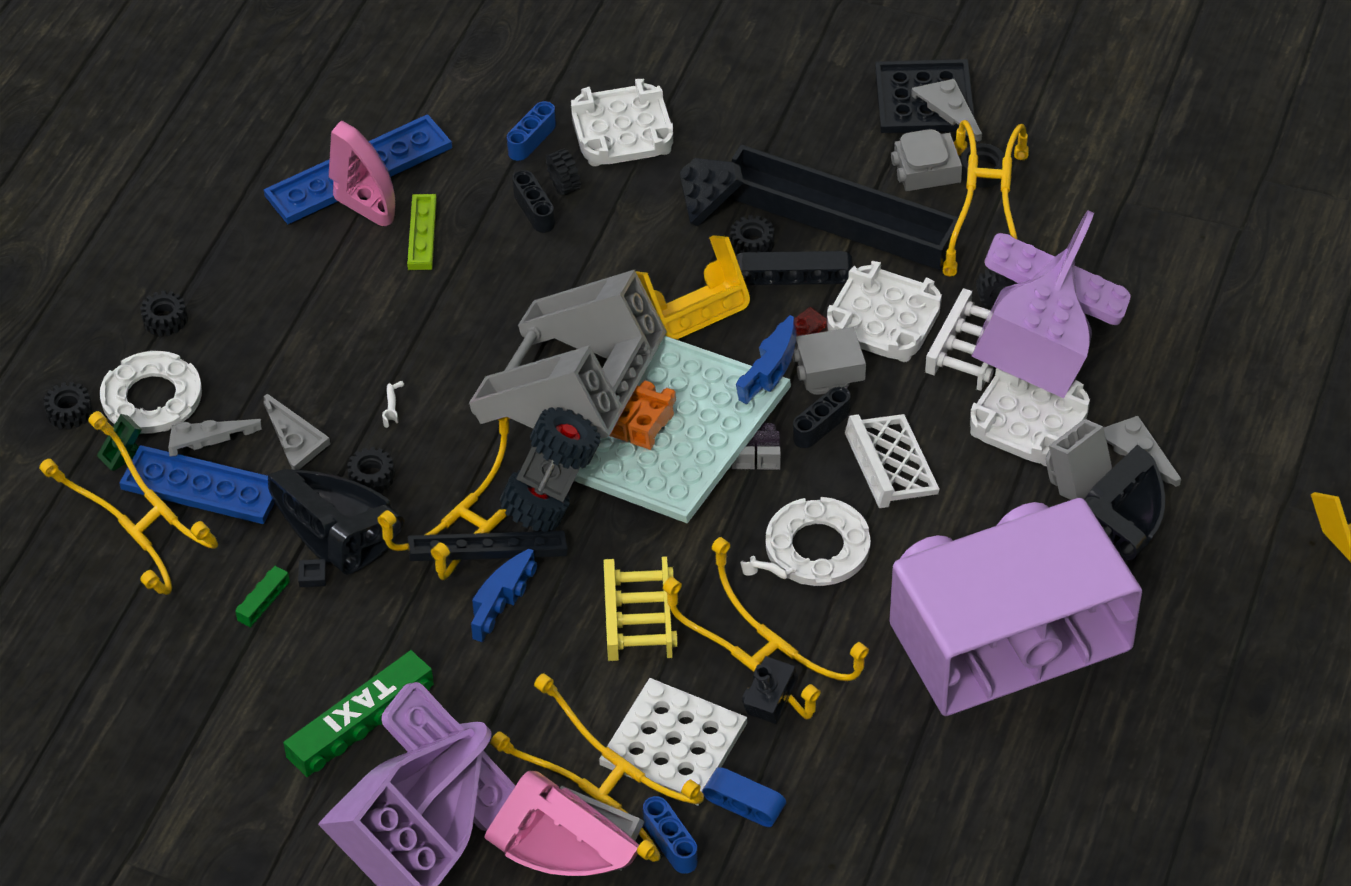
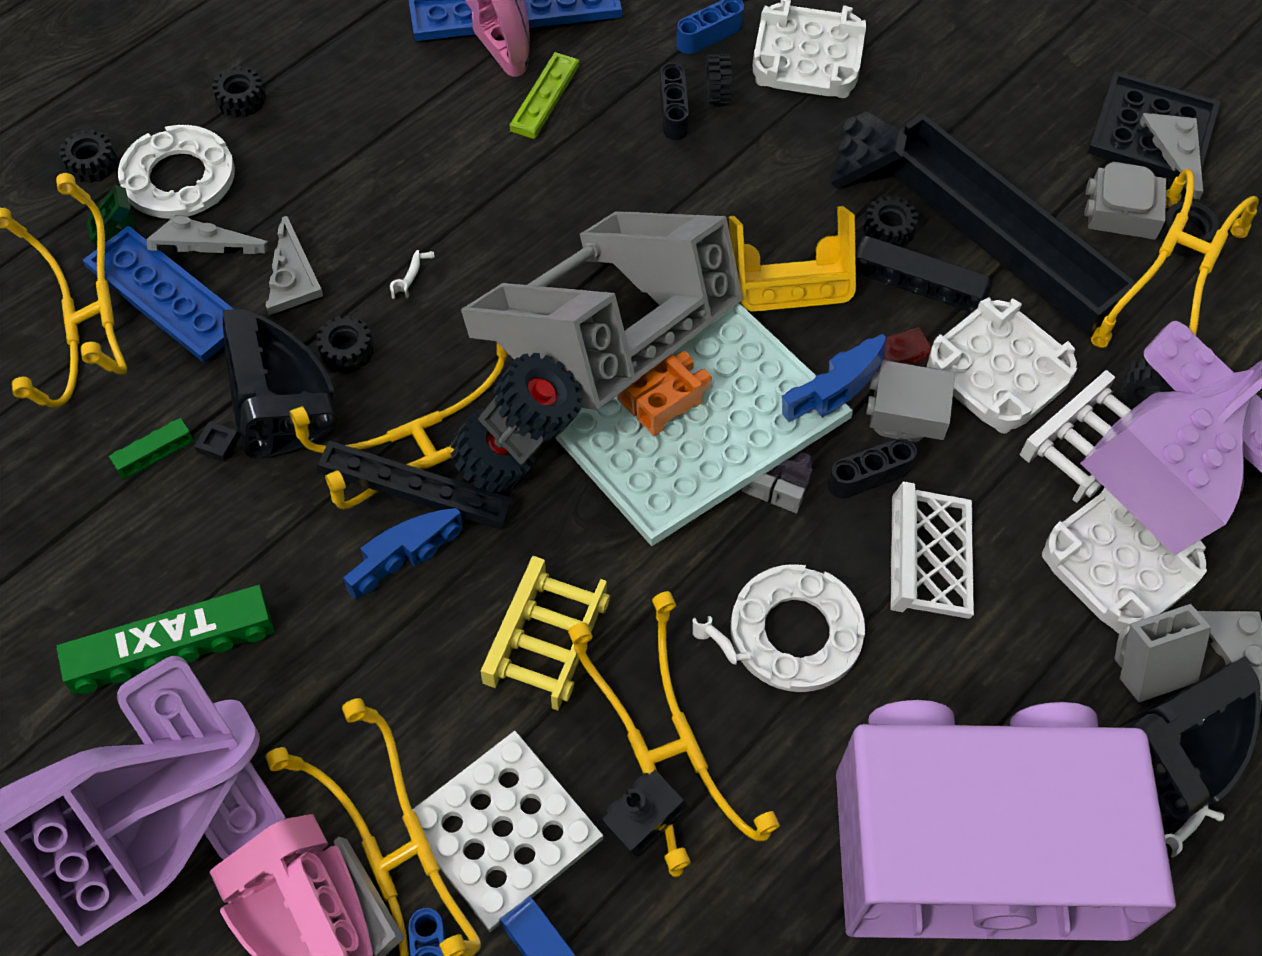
camera: 20 degrees right, 10 degrees up
(1145, 564) = (1175, 840): none -> white piece

